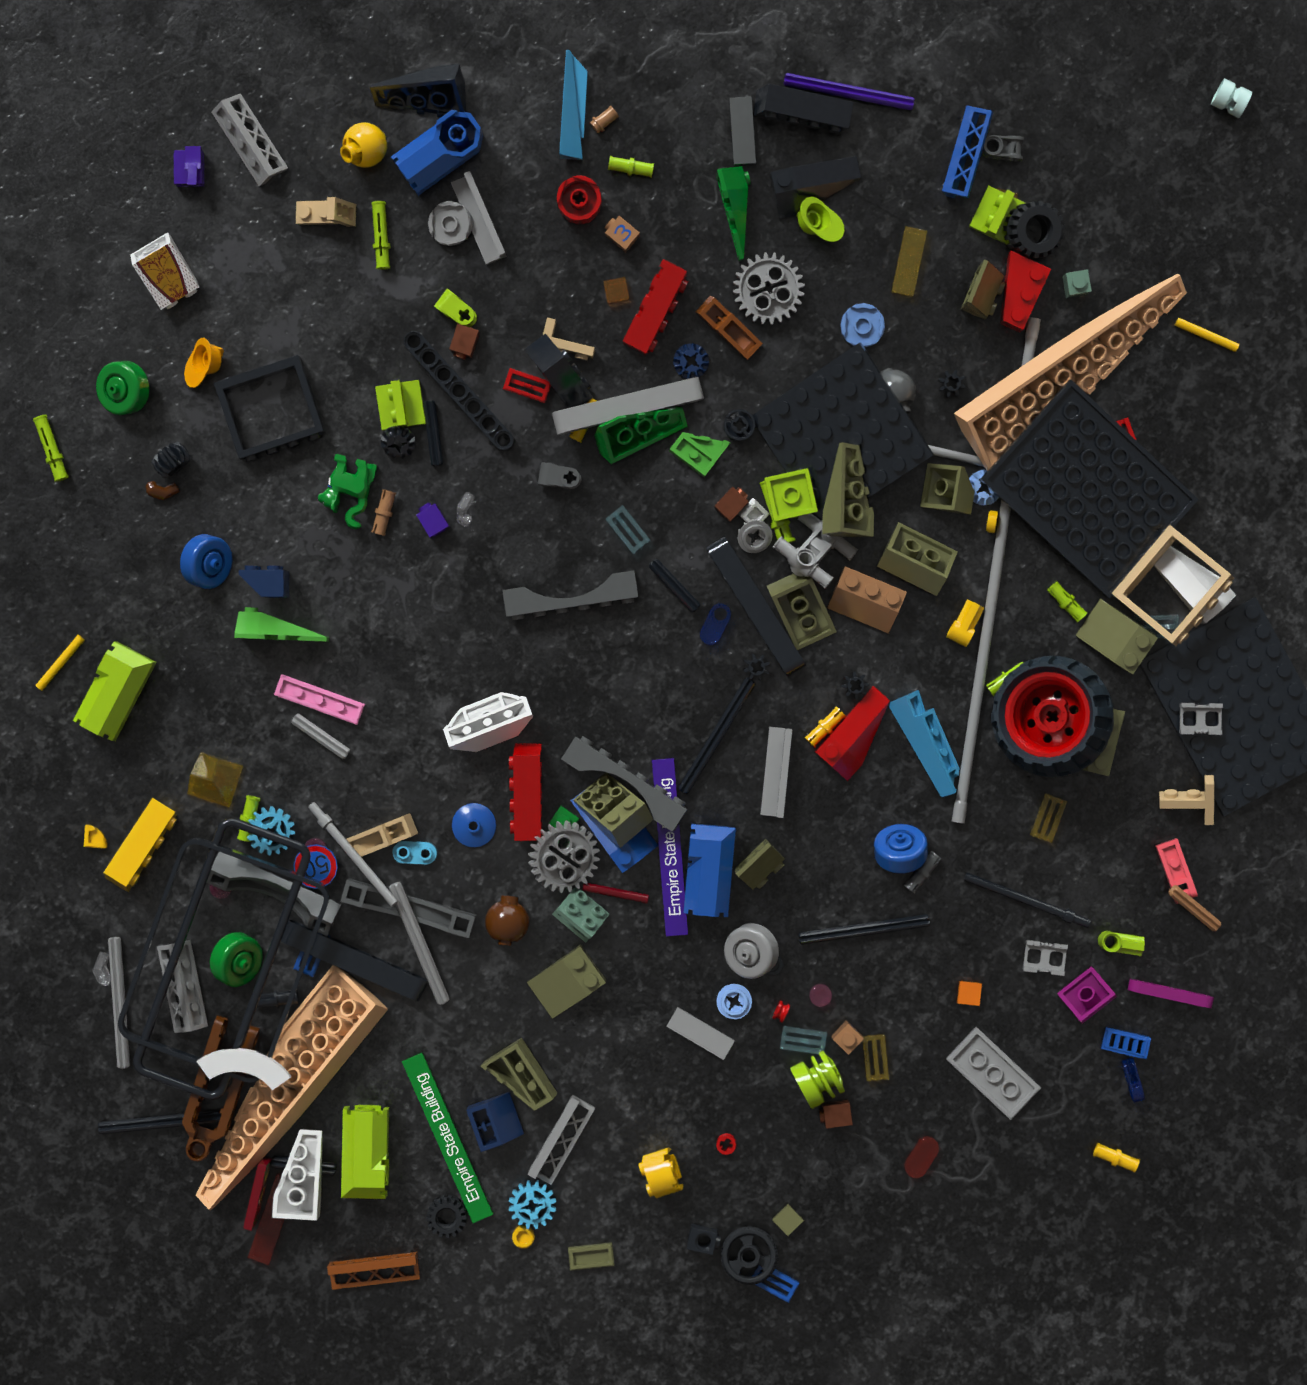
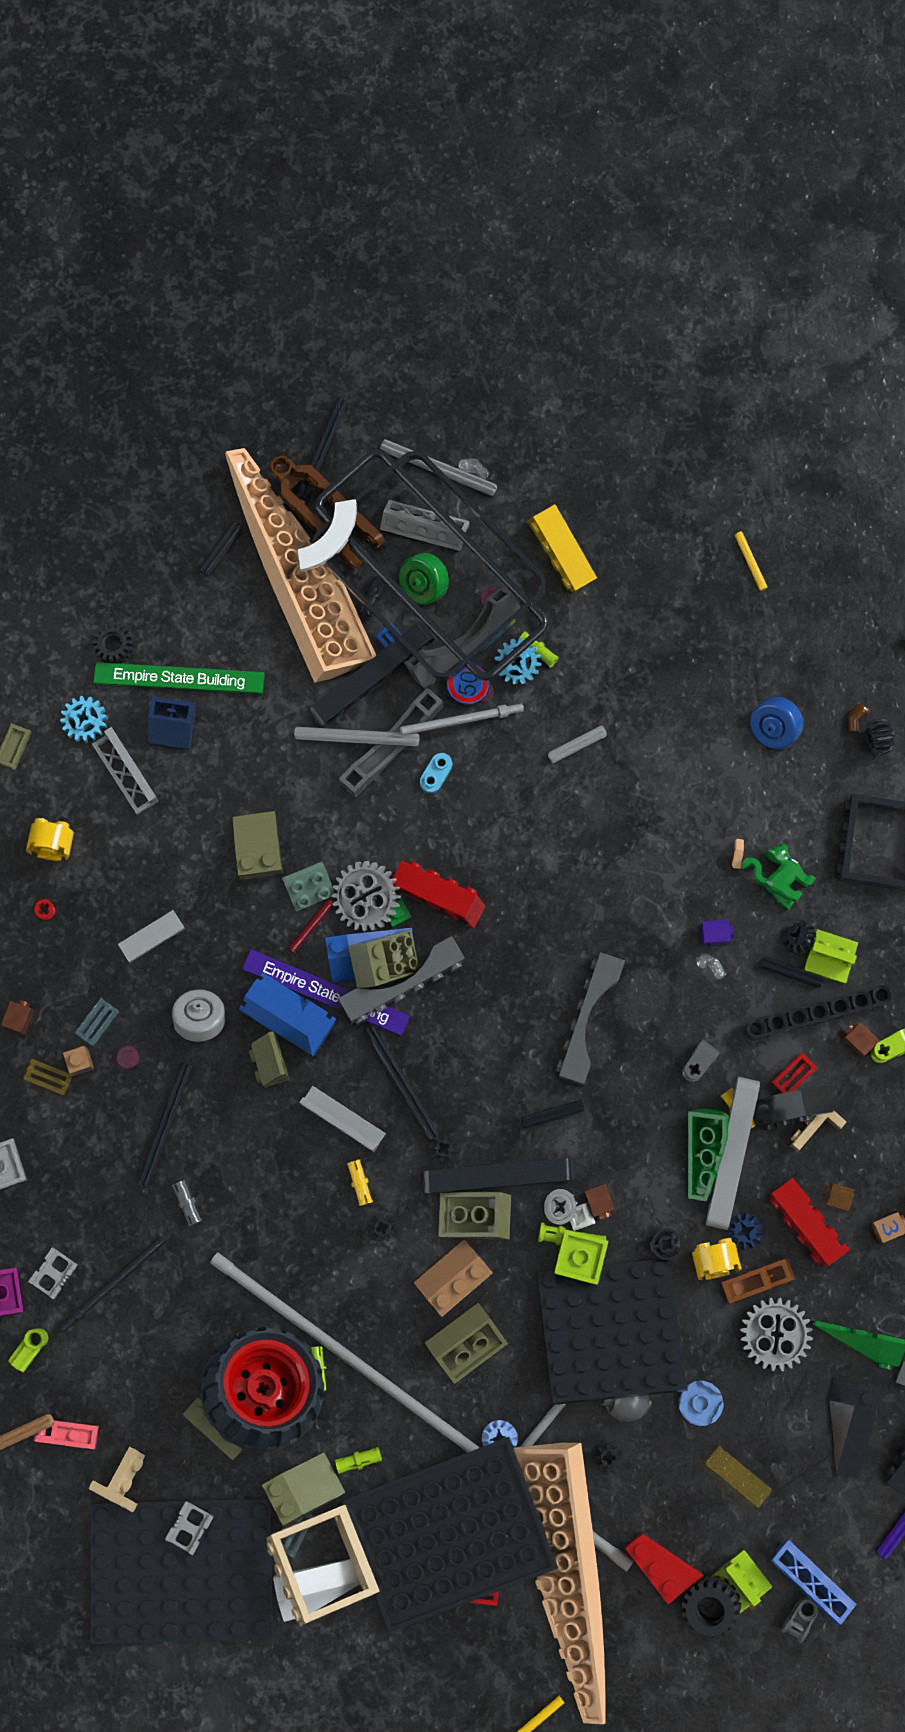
camera: 120 degrees right, 10 degrees down
(94, 837) = (587, 516): yellow tile -> none
(114, 691) = (704, 591): lime brick -> none
(214, 779) = (586, 638): clear yellow slope -> none
(257, 1193) = (217, 497): dark red tile -> none
(260, 625) = (696, 743): bright green wedge -> none
(267, 1231) = (190, 502): clear red tile -> none
(269, 582) = (731, 764): dark blue slope -> none
(301, 1181) = (208, 538): white wedge -> none
(319, 699) = (609, 759): bright pink tile -> none
(347, 536) = (738, 853): none -> light nougat tile
(365, 1152) = (204, 602): lime brick -> none
(373, 1264) = (106, 563): dark orange fence -> none
(383, 512) = (744, 894): medium nougat pin -> none
(383, 835) = (464, 753): tan slope -> none
(484, 819) = (433, 845): blue dish -> none
(488, 722) = (515, 889): white wedge -> none
(507, 921) = (336, 820): reddish brown brick -> none
(522, 1074) = (198, 766): olive wedge -> none
(523, 1237) = (60, 697): yellow tile -> none
(616, 515) = (604, 1101): clear light blue tile -> none
(698, 452) = (660, 1195): bright green wing -> none
(713, 628) = (497, 1128): clear blue piece -> none
(731, 373) = (716, 1259): none -> yellow brick
(736, 1011) = (153, 977): light blue gear -> none
(781, 1011) = (132, 1015): red bush -> none
(813, 551) = (521, 1254): light grey piece -> none
(817, 1079) = (56, 1015): lime wheel -> none
(820, 220) = (815, 1413): lime piece -> none
(846, 504) = (549, 1303): olive wedge -> none
(852, 738) = (337, 1202): red wedge -> none
(900, 848) = (217, 1193): blue wheel -> none
(927, 740) = (300, 1268): dark azure wedge -> none
(947, 489) = (514, 1403): olive slope -> none
(963, 628) = (384, 1353): yellow piece -> none
(969, 993) = (59, 1189): orange tile -> none
(983, 290) = (678, 1530): olive slope -> none
(992, 521) = (465, 1429): yellow tile -> none
(1055, 800) = (186, 1355): clear yellow tile -> none
(1077, 283) = (642, 1622): sand green brick -> none

